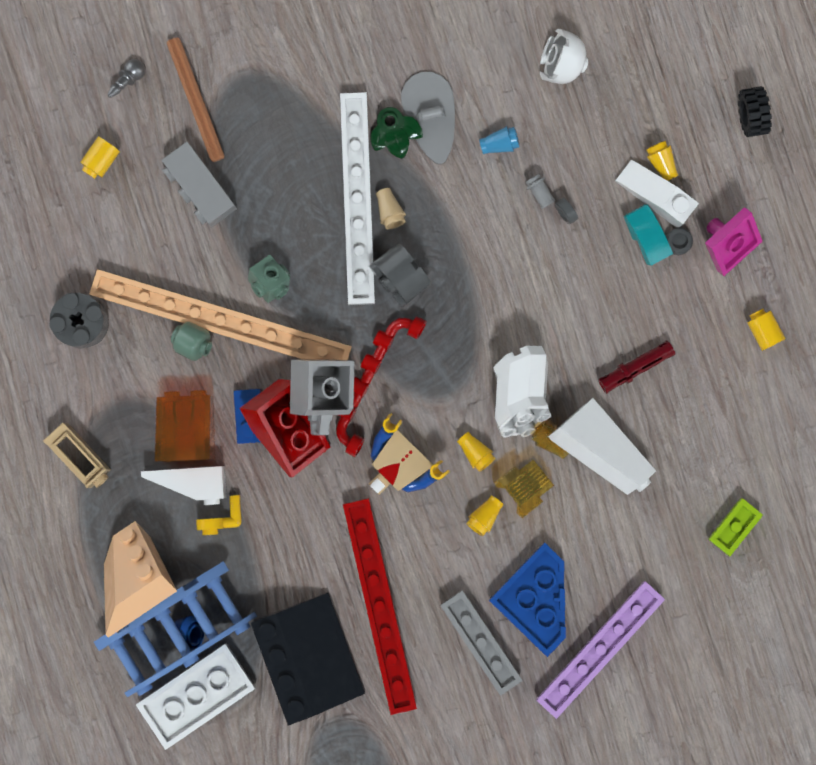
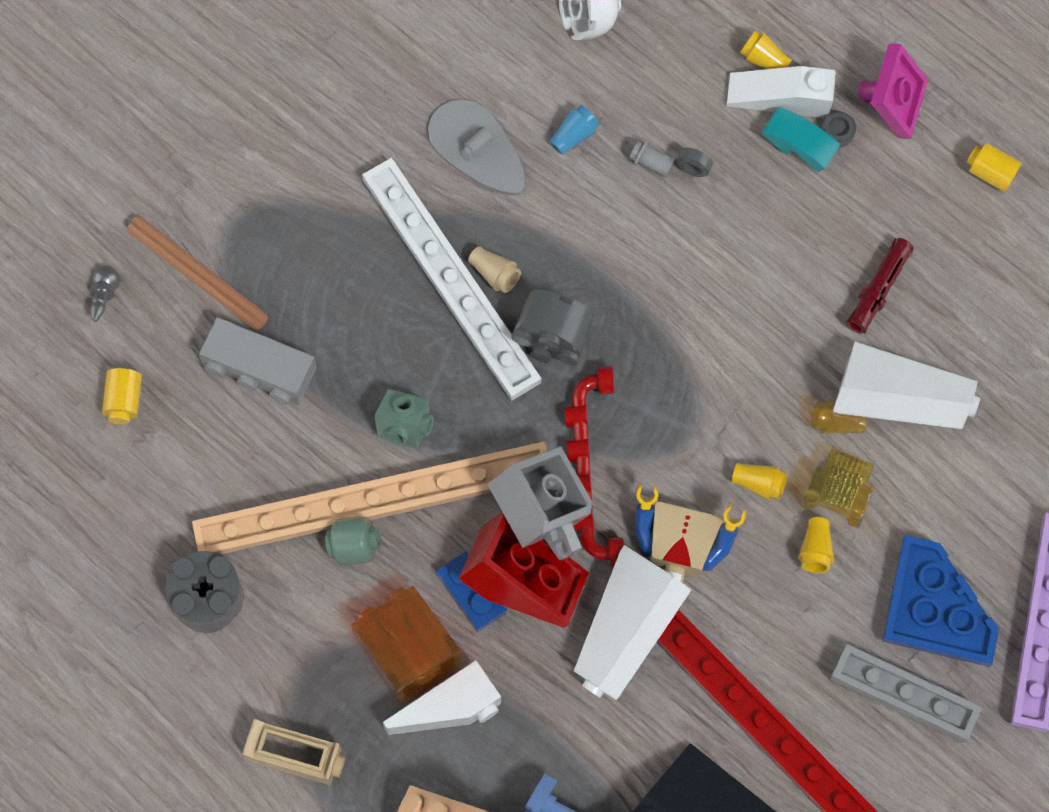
camera: 30 degrees left, 15 degrees down
(211, 525) = (504, 741): yellow plate -> none
(332, 497) = (628, 622): none -> white slope
(395, 136) = (453, 187): dark green plate -> none
(521, 392) = (771, 379): white brick -> none

